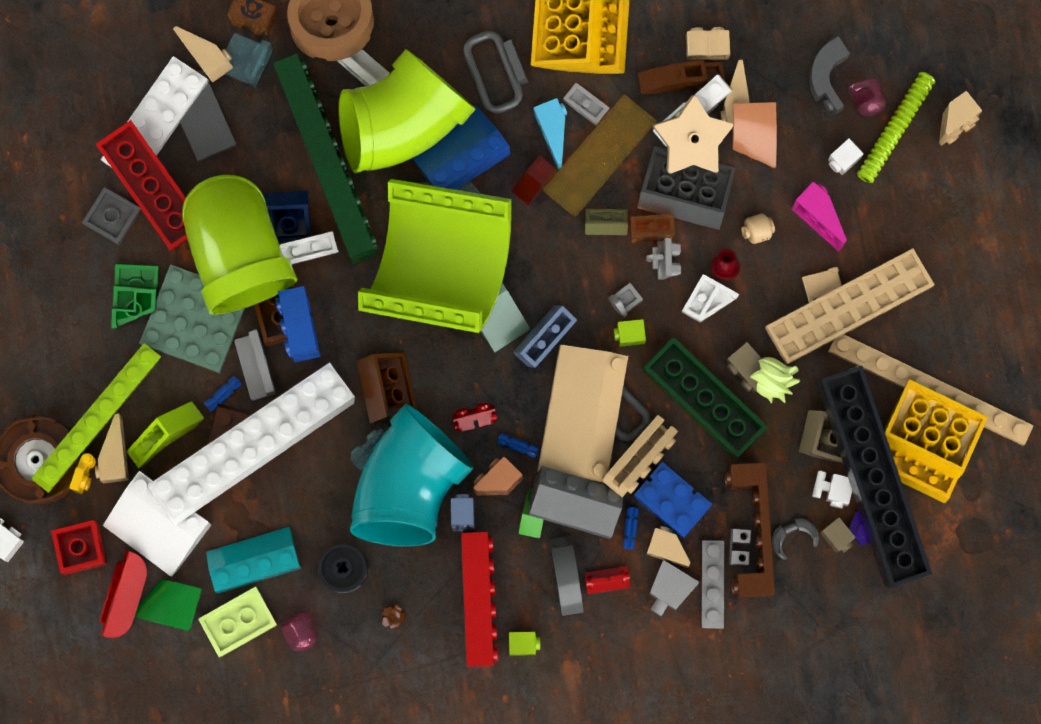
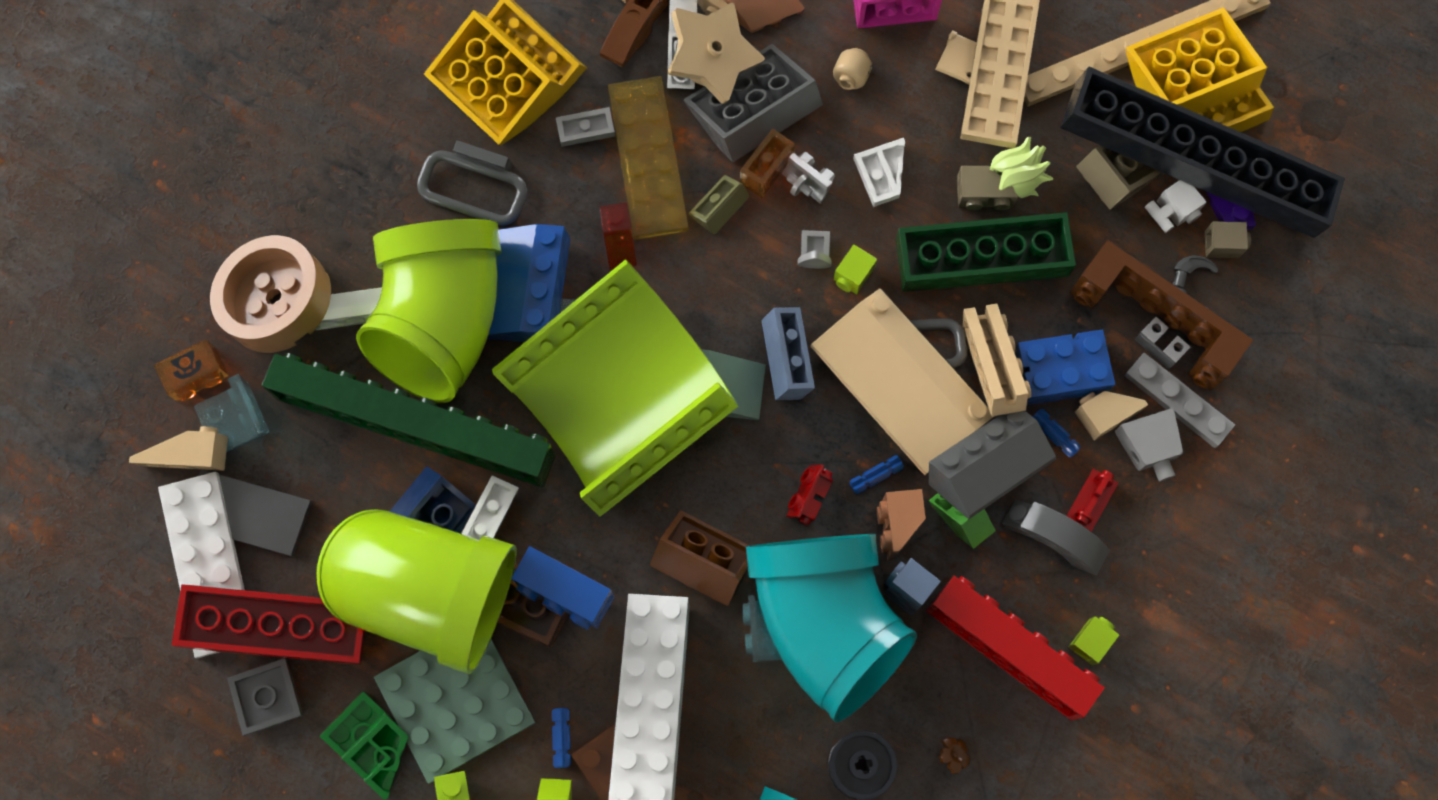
camera: 50 degrees left, 5 degrees down
(255, 366) = (561, 678): light grey panel -> none
(551, 121) = (577, 174): medium azure slope -> none
(725, 265) = (862, 127): dark red piece -> none

